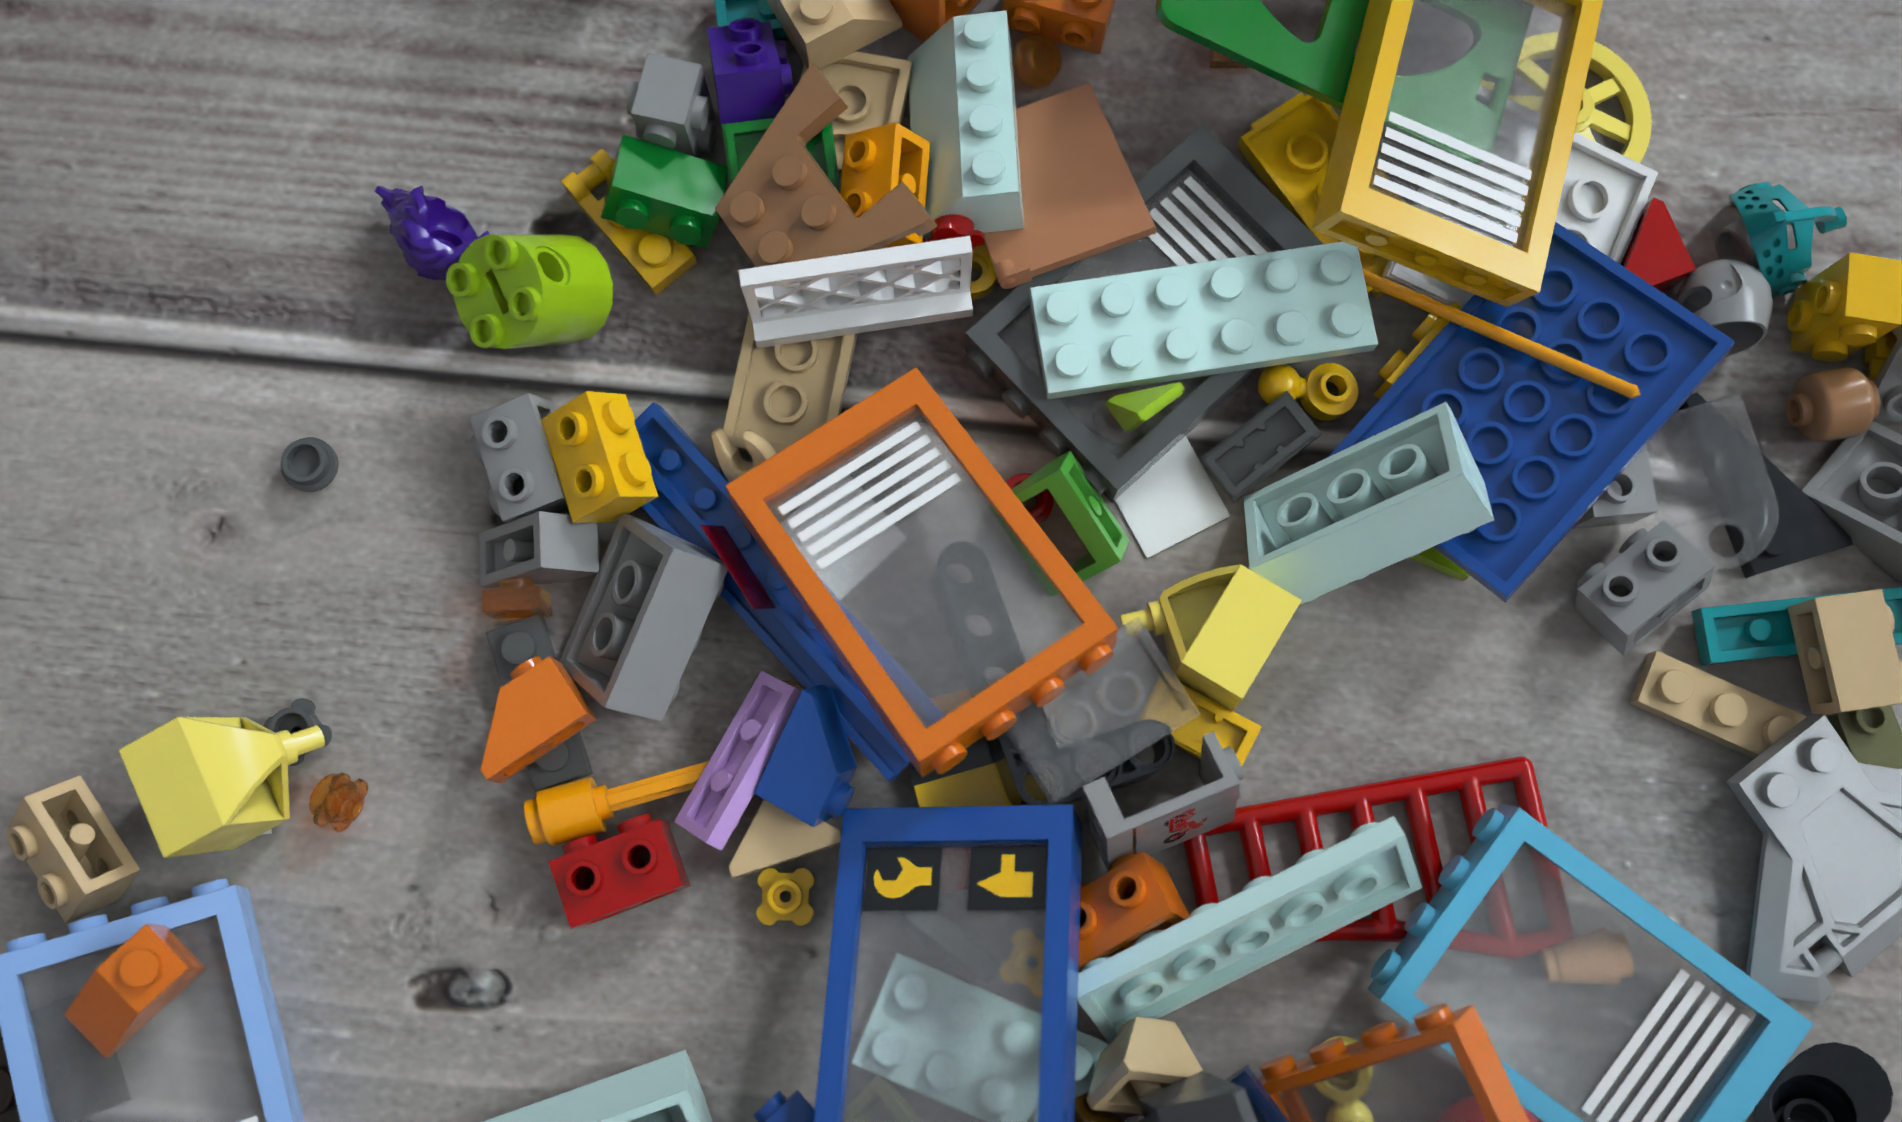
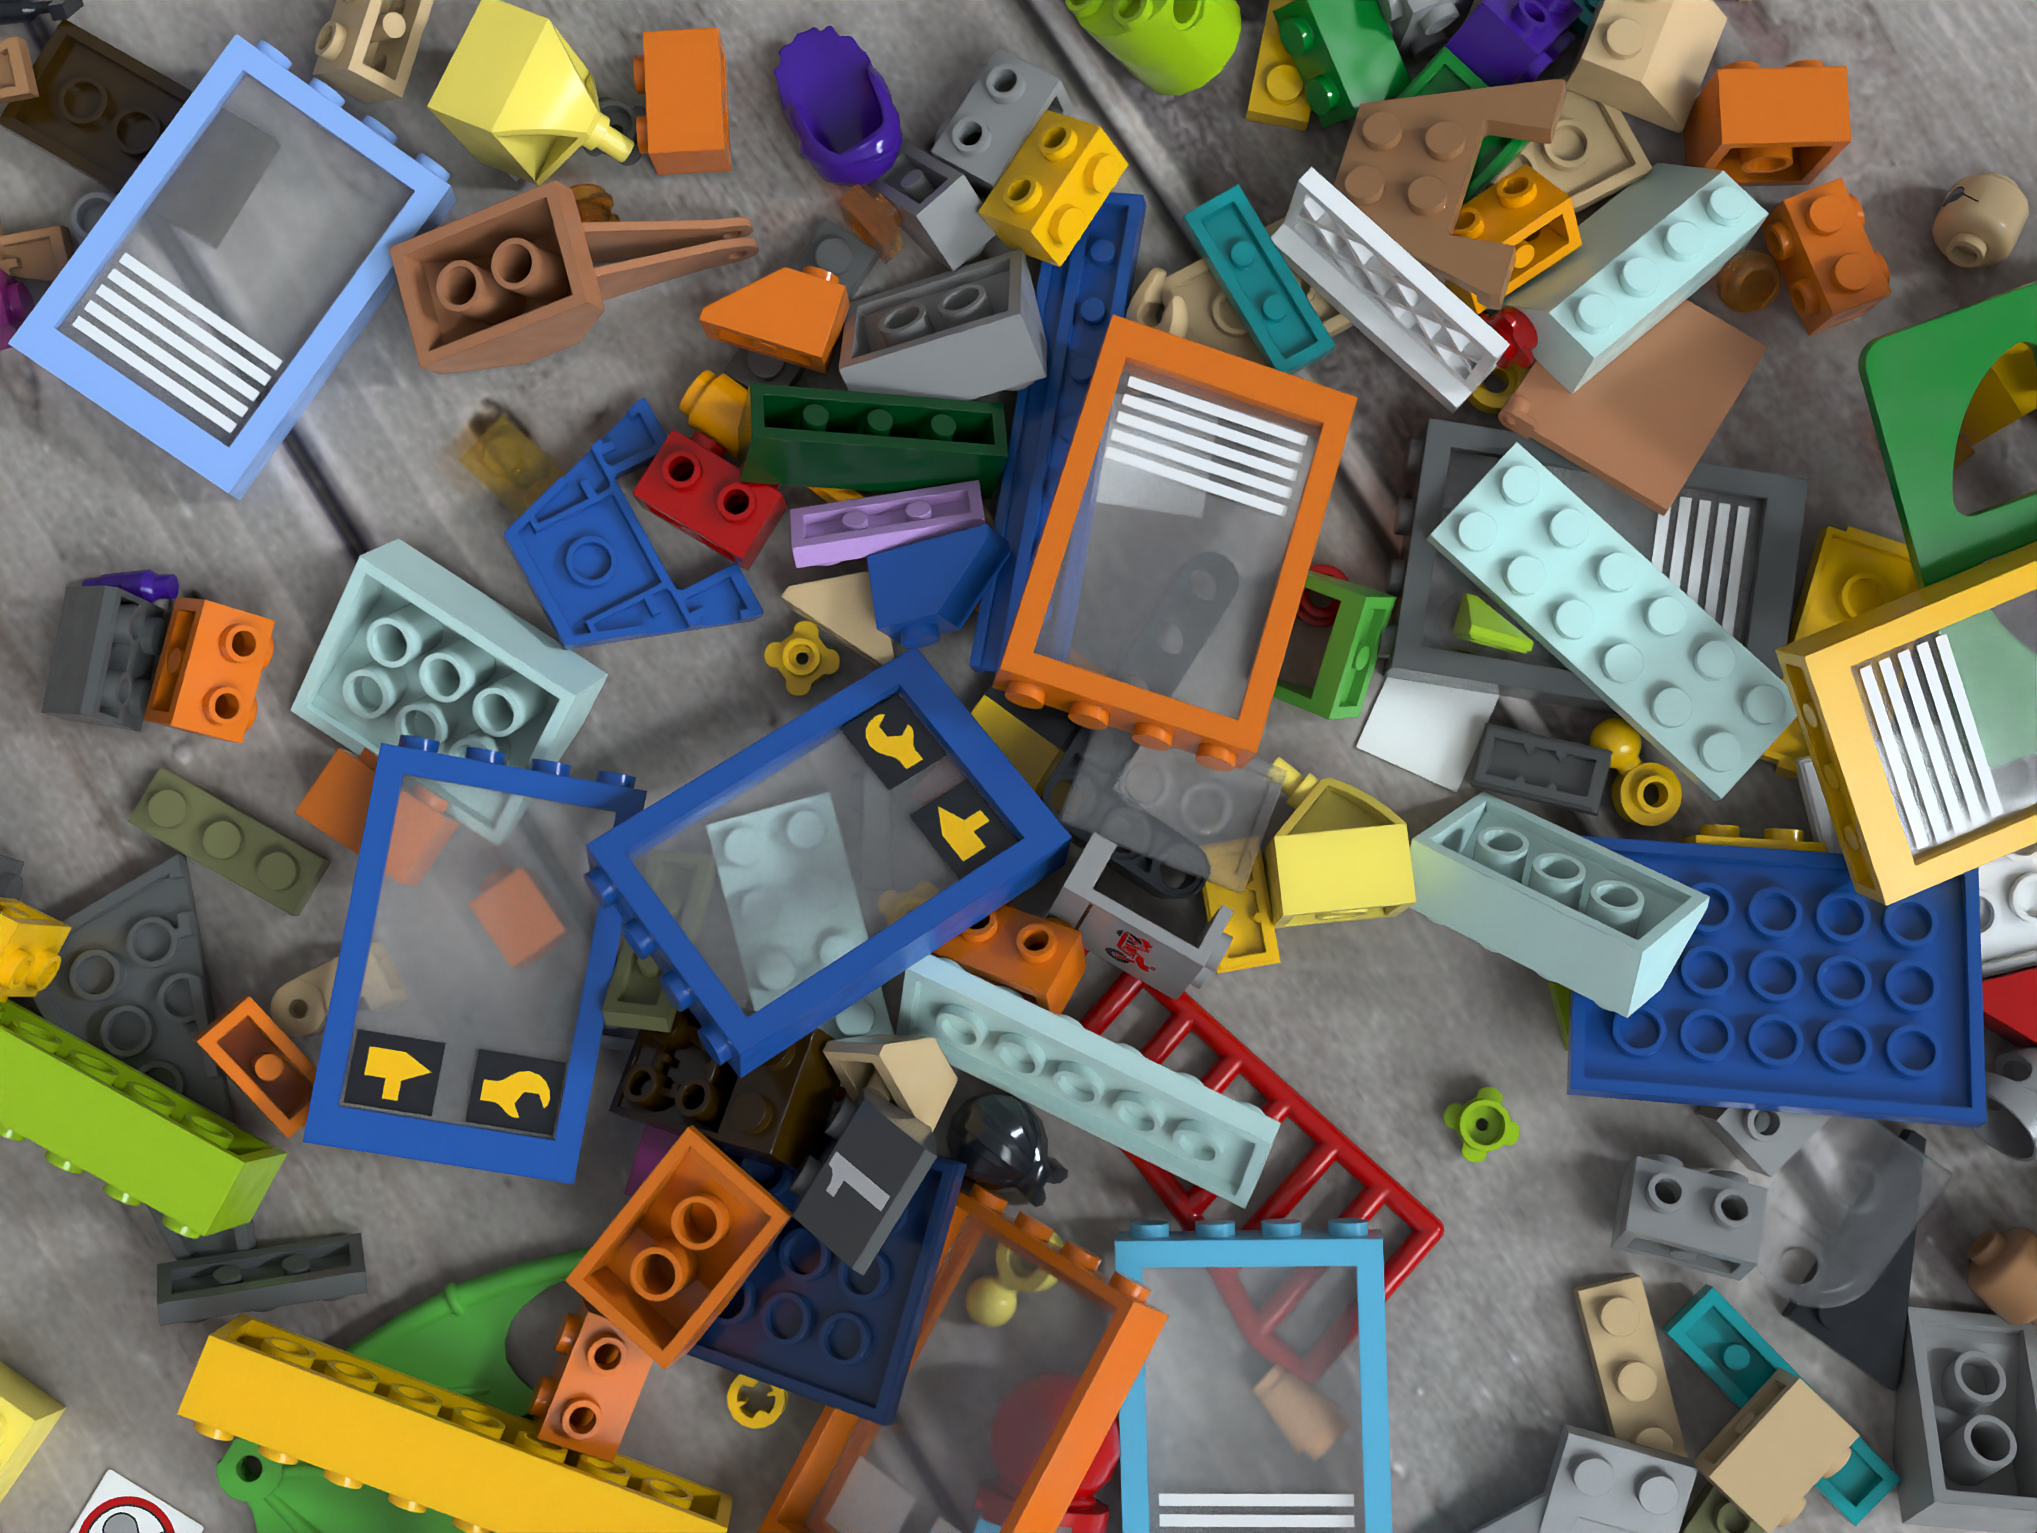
camera: 55 degrees right, 5 degrees up
(132, 987) = (306, 171): orange slope -> none
(319, 666) = (685, 101): none -> orange brick
(350, 884) = (524, 278): none -> nougat slope
(415, 562) = (838, 108): none -> dark purple hair
(495, 998) = (511, 466): none -> clear yellow plate
(595, 994) = (595, 561): none -> blue wing
(670, 727) = (868, 440): none -> dark green brick
(738, 567) = (1052, 385): dark red sticker -> none
(779, 372) = (1258, 282): none -> teal plate
(1246, 1026) = (1003, 1146): none -> black piece
(1486, 665) = (1499, 1129): none -> lime plate
(1502, 335) = (1821, 902): light orange axle -> none

